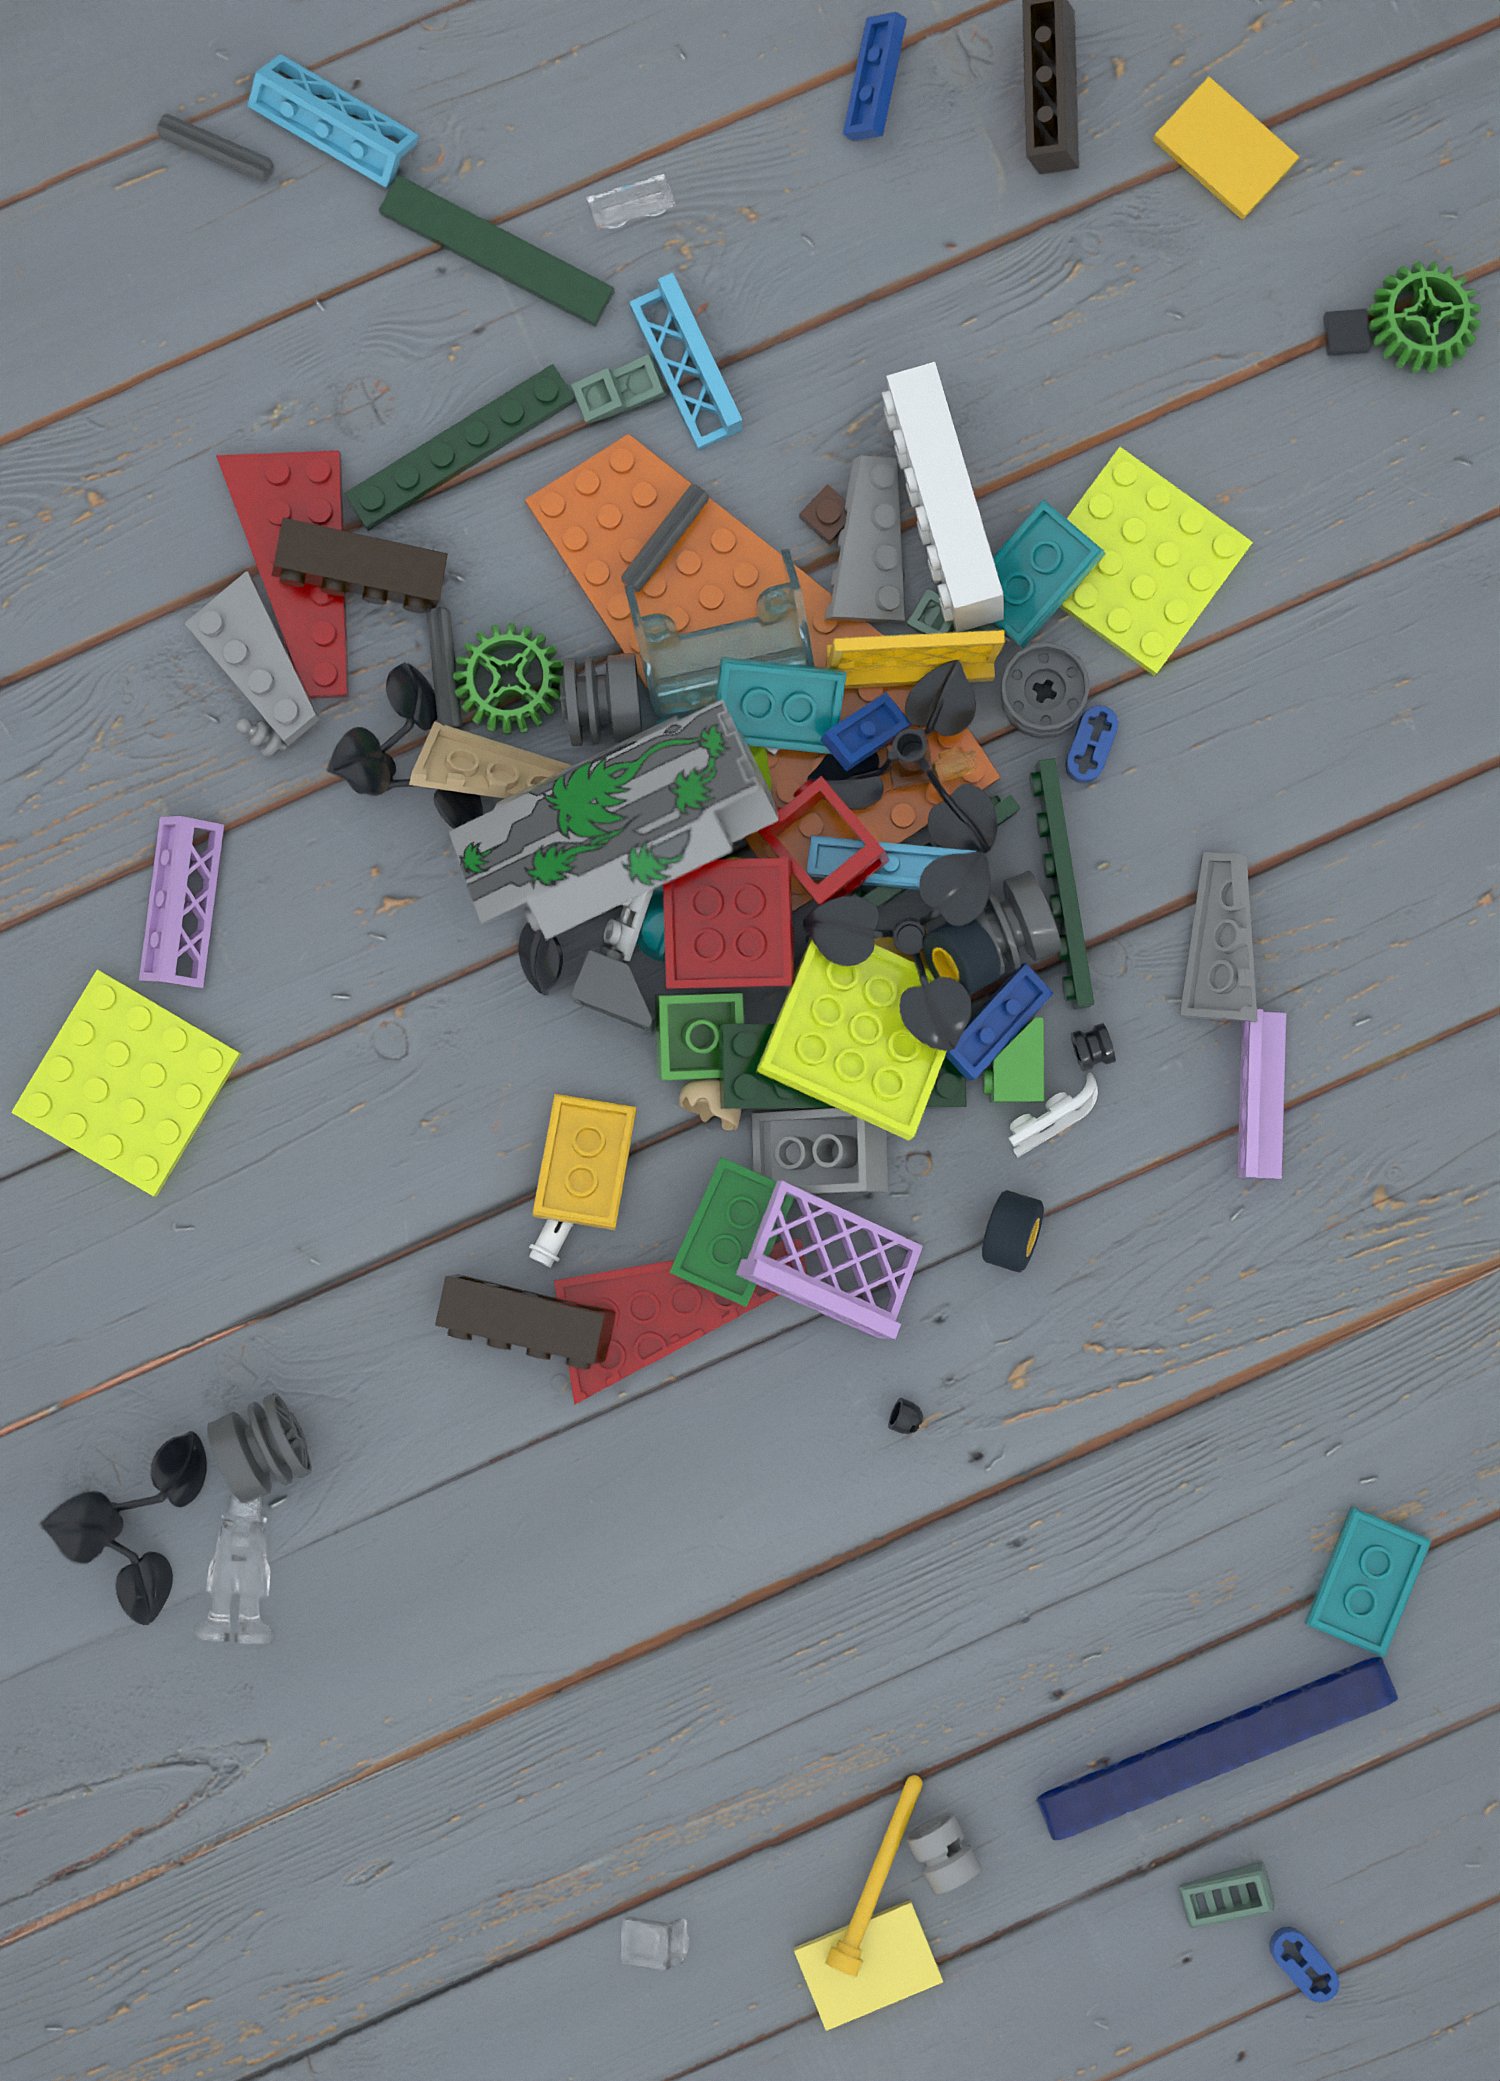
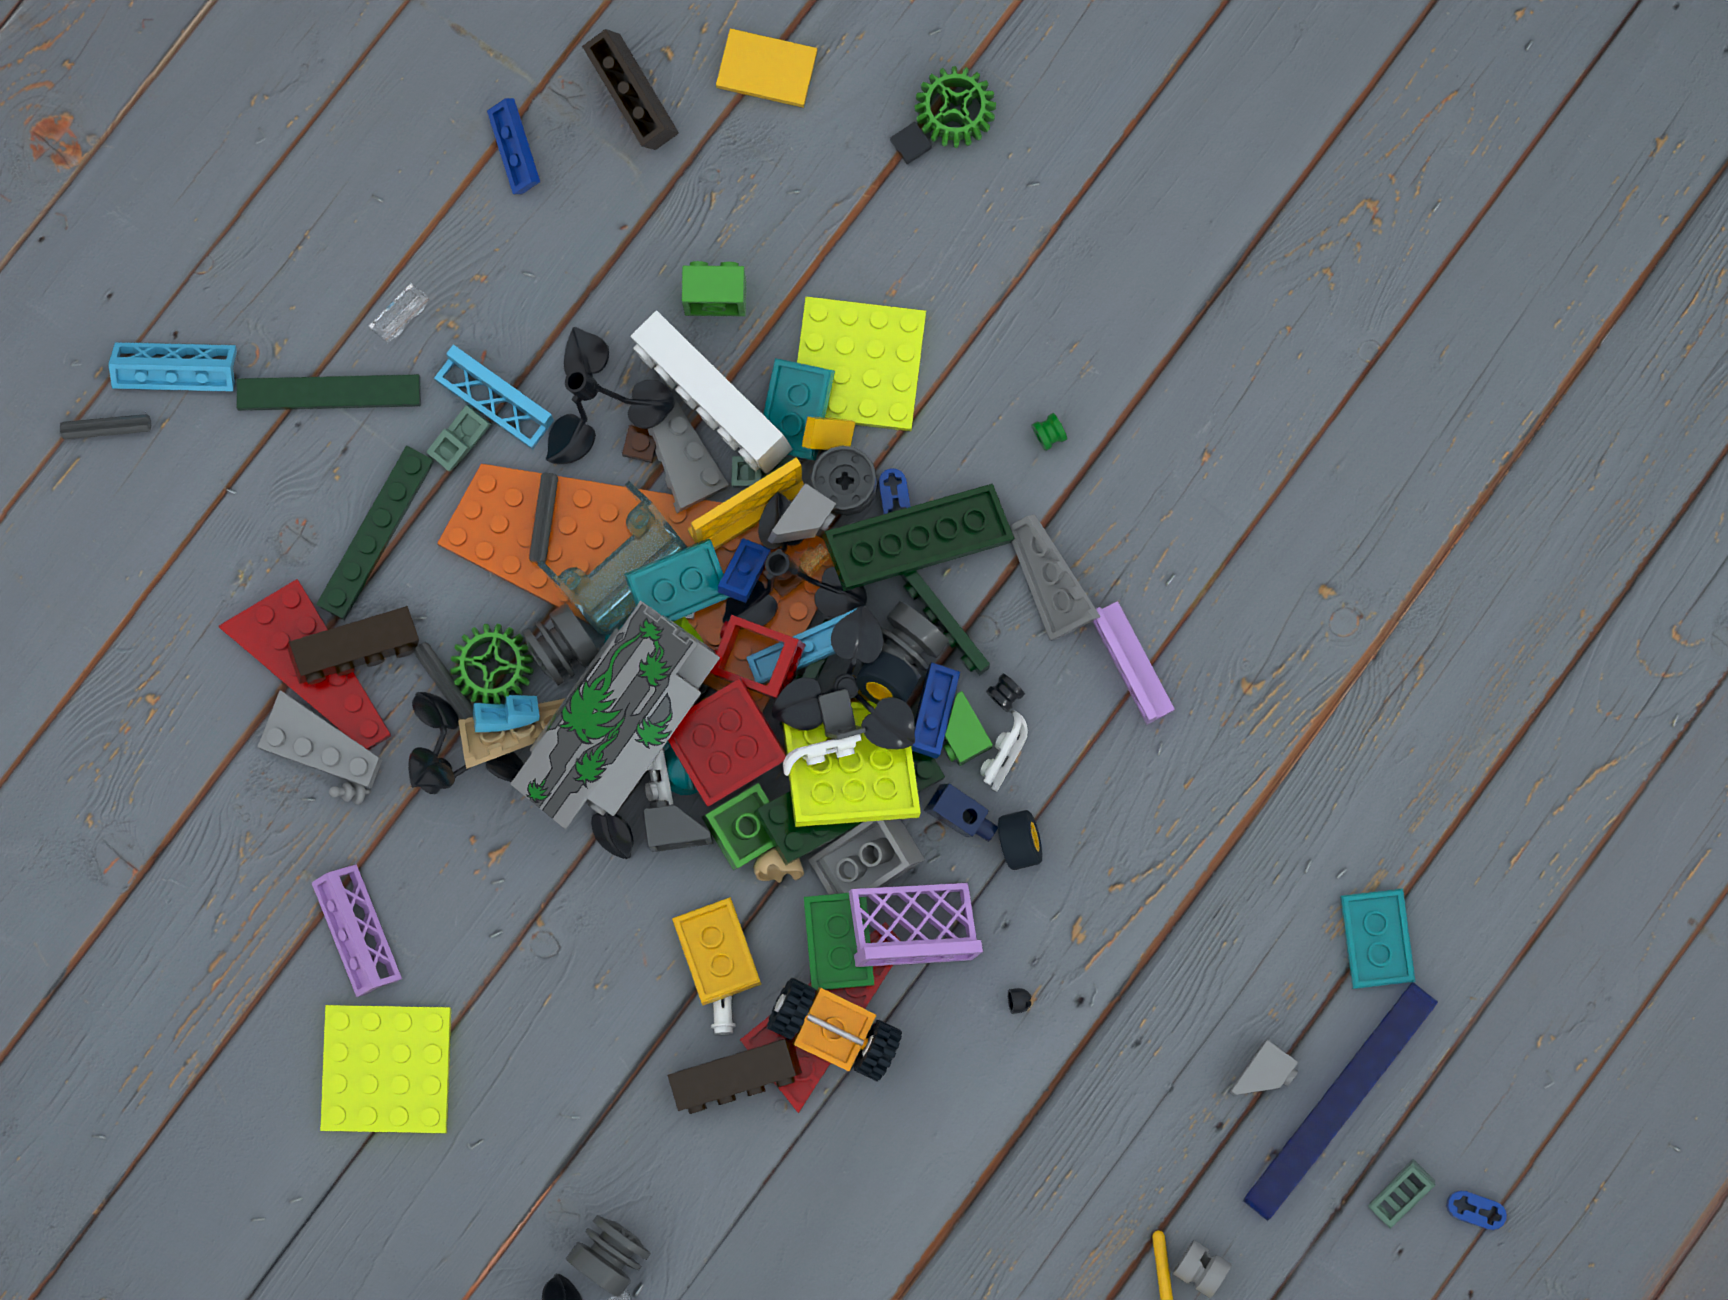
camera: 25 degrees left, 5 degrees down
(503, 751) = (515, 713): none -> medium azure slope
(670, 1333) = (834, 1029): none -> plate
(822, 374) = (584, 356): none -> black plant
(829, 996) = (815, 752): none -> white piece
(881, 967) = (838, 715): none -> dark grey bracket
(952, 1146) = (948, 807): none -> dark blue torso
(972, 707) = (804, 516): none -> light grey slope
(1016, 377) = (713, 289): none -> bright green brick
(1055, 622) = (827, 433): none -> yellow tile
(1093, 806) = (918, 537): none -> dark green plate
(1148, 1664) = (1266, 1071): none -> light grey slope
(1318, 767) = (1049, 431): none -> green wheel

